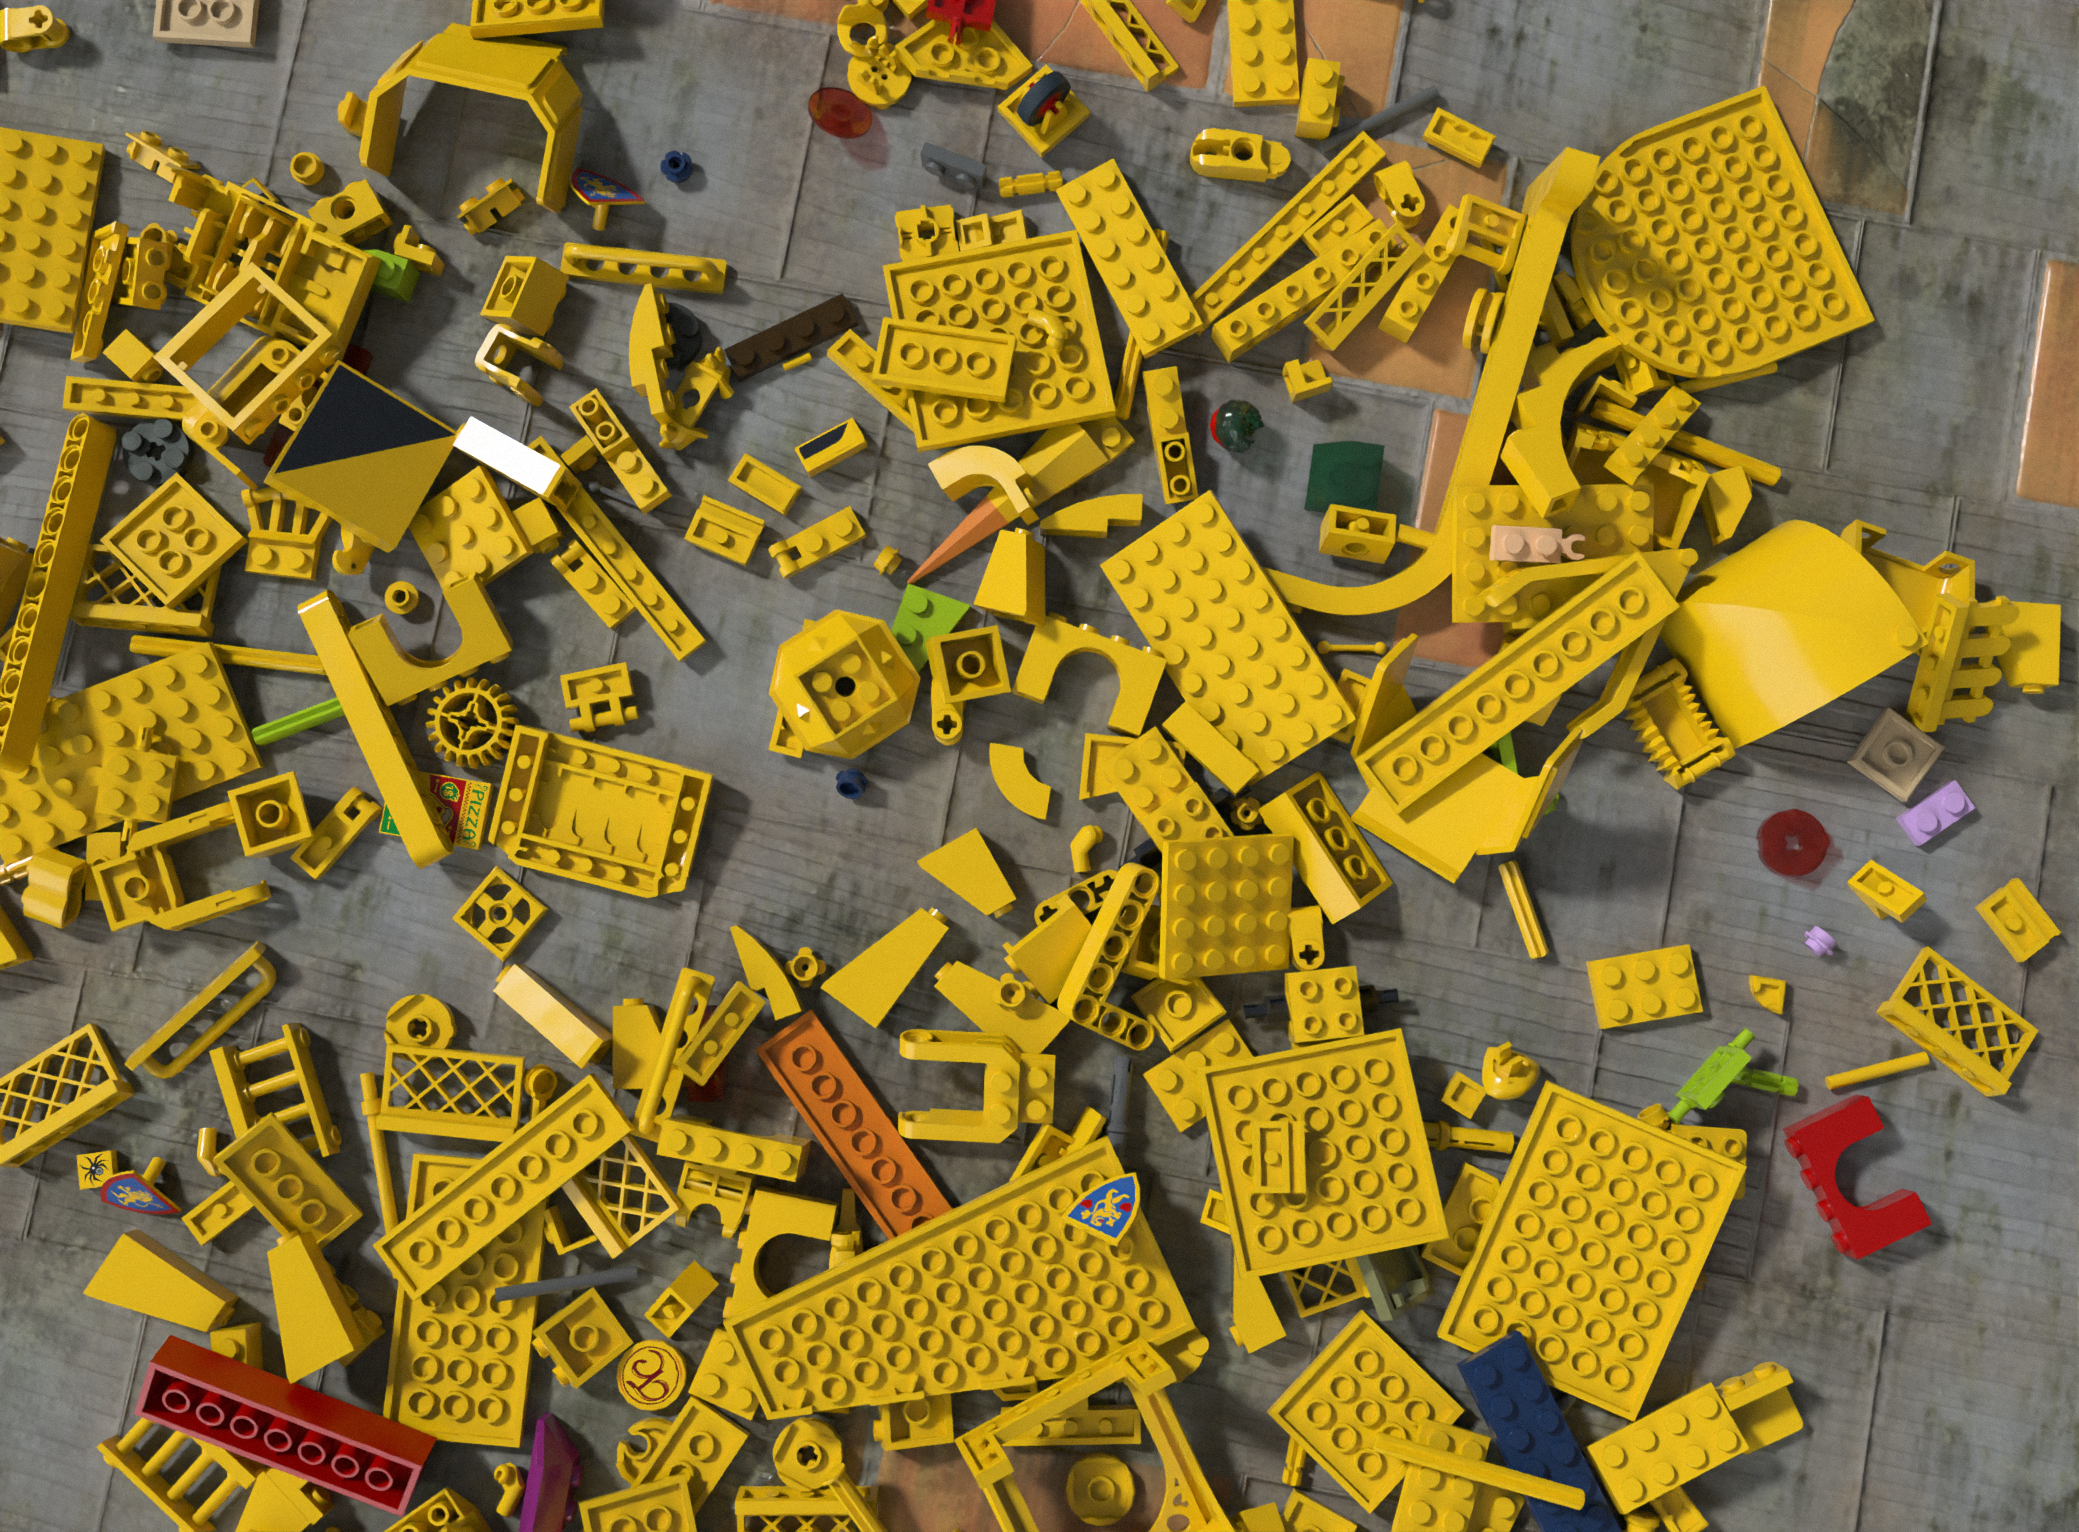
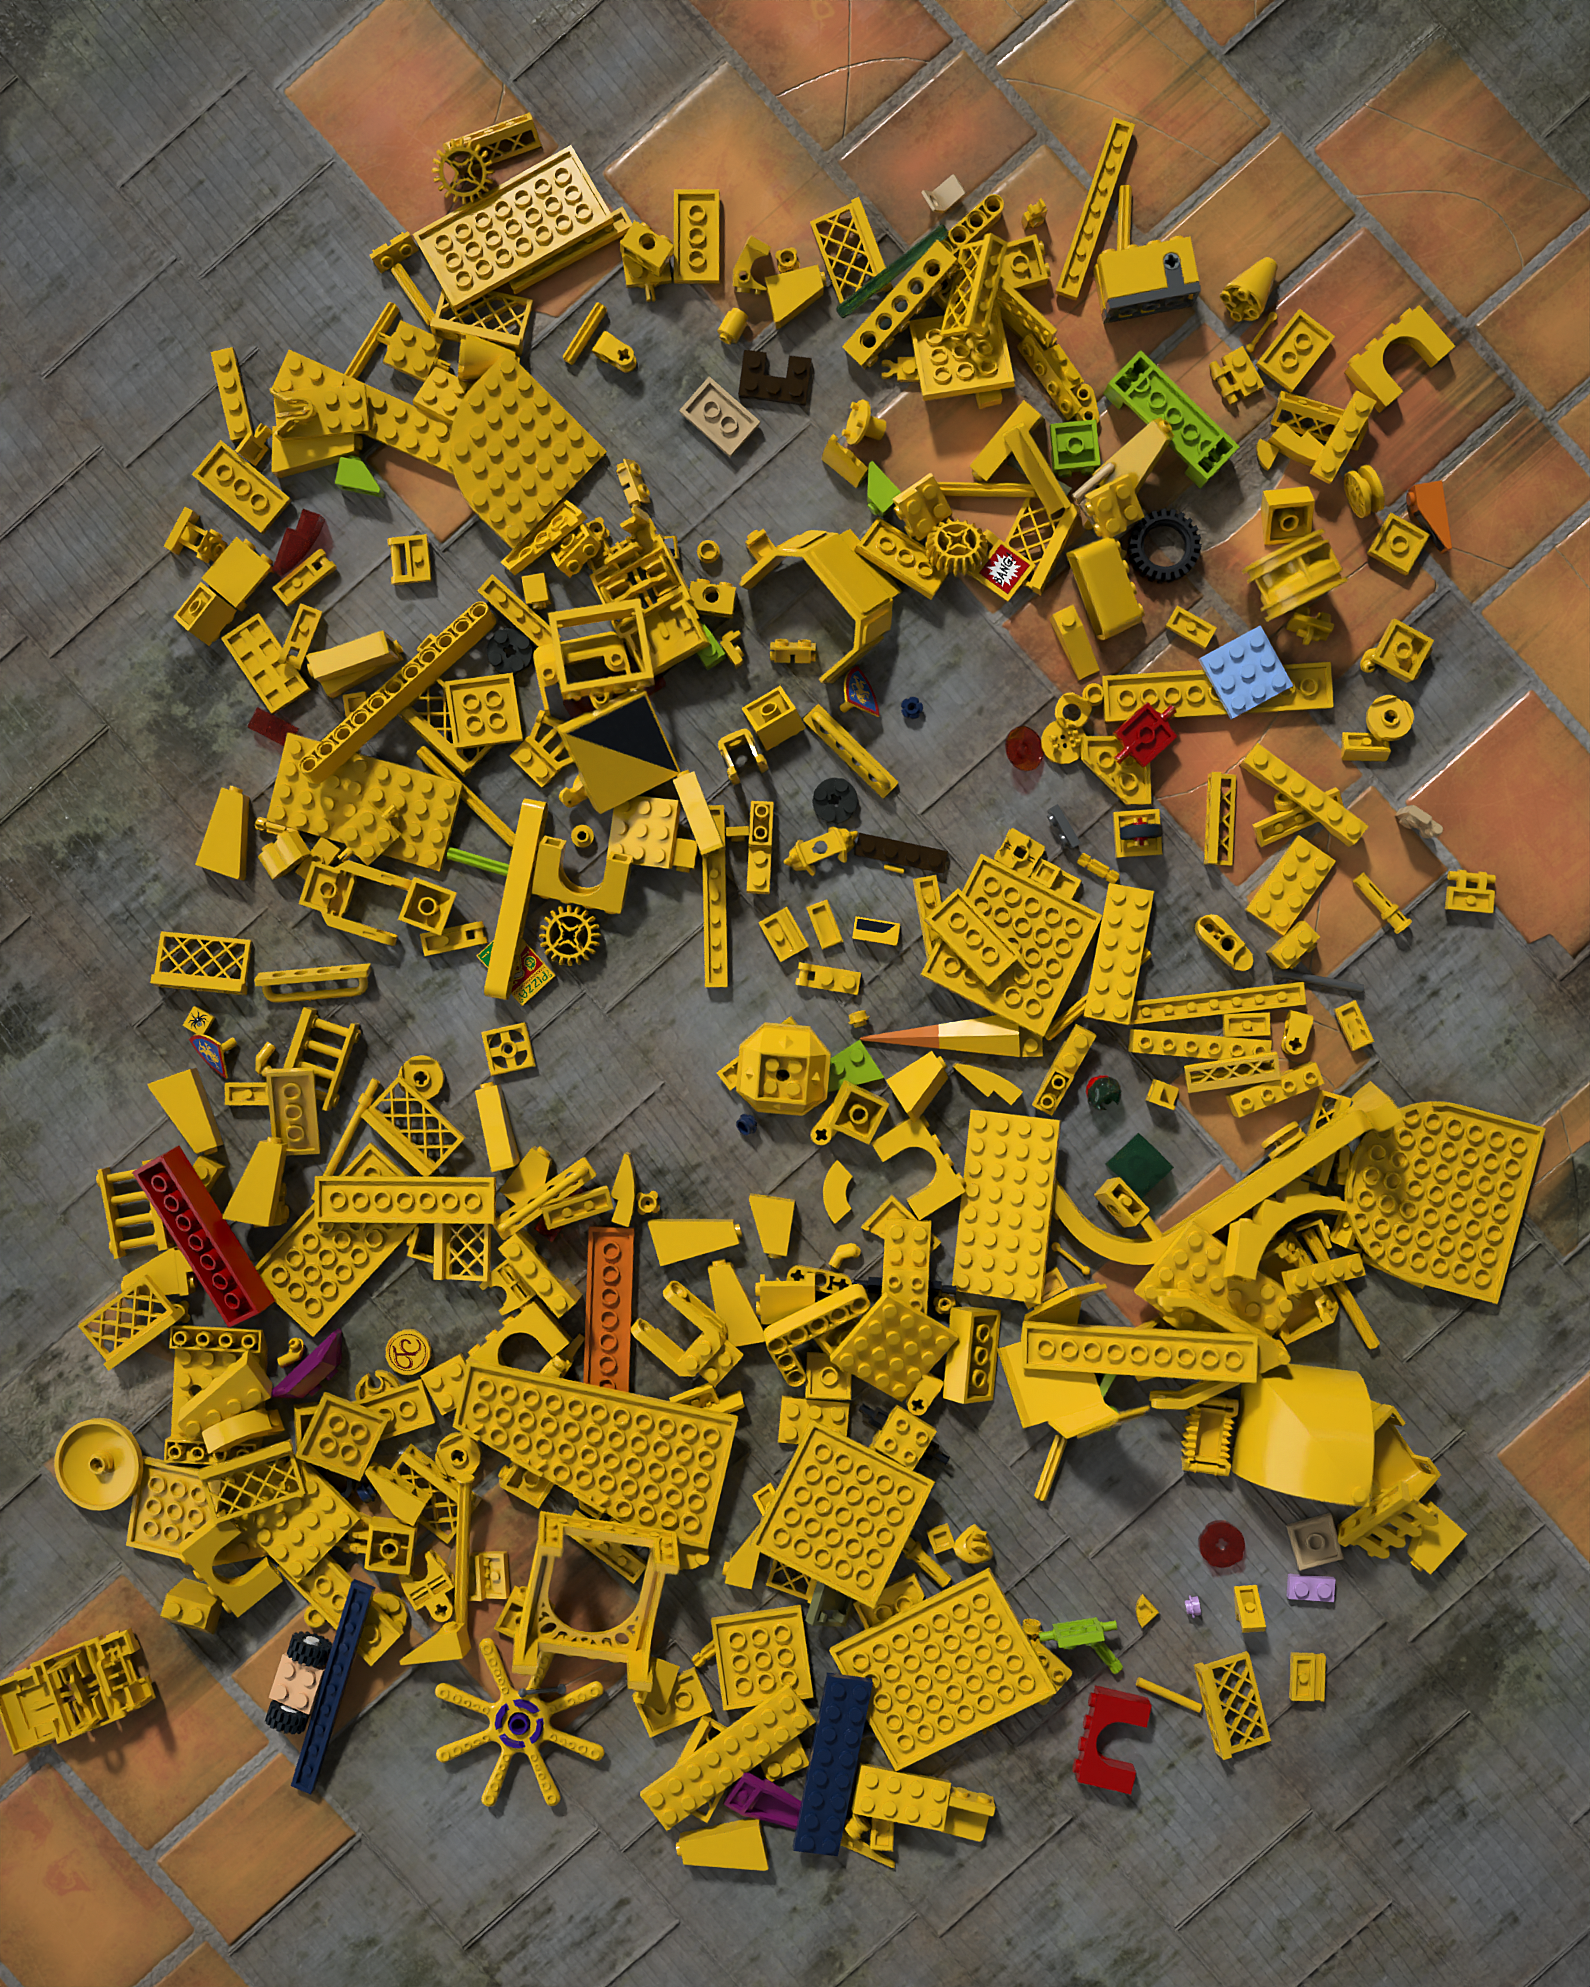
camera: 35 degrees right, 5 degrees up
(539, 1084) = (462, 1157): yellow plate -> none
(566, 1283) = (399, 1272): dark grey bar -> none
(581, 1339) = (385, 1306): yellow plate -> none
(594, 585) = (690, 908): yellow plate -> none
(595, 687) = (651, 967): yellow plate -> none
(596, 487) = (732, 855): dark grey hinge -> none
(599, 813) = (601, 1037): yellow slope -> none
(648, 348) = (822, 802): yellow slope -> none
(681, 1299) = (453, 1326): yellow slope -> none
(981, 466) = (944, 1005): yellow arch -> none
(1008, 983) = (744, 1310): yellow plate -> none
(1052, 325) = (1046, 963): yellow arm -> none
(1100, 1489) = (595, 1589): yellow tile -> none
(1107, 1209) = (708, 1456): shield -> none
(1120, 1096) = (747, 1414): dark grey pin -> none
(1210, 748) = (951, 1256): yellow tile -> none
(1278, 1157) = (817, 1500): yellow plate -> none
(1479, 1471) = (795, 1734): yellow axle -> none
(1489, 223) = (1327, 1090): yellow plate -> none
(1532, 544) = (1207, 1285): light nougat plate -> none
(1644, 986) = (1082, 1556): yellow plate -> none
(1725, 502) = (1334, 1339): yellow slope -> none

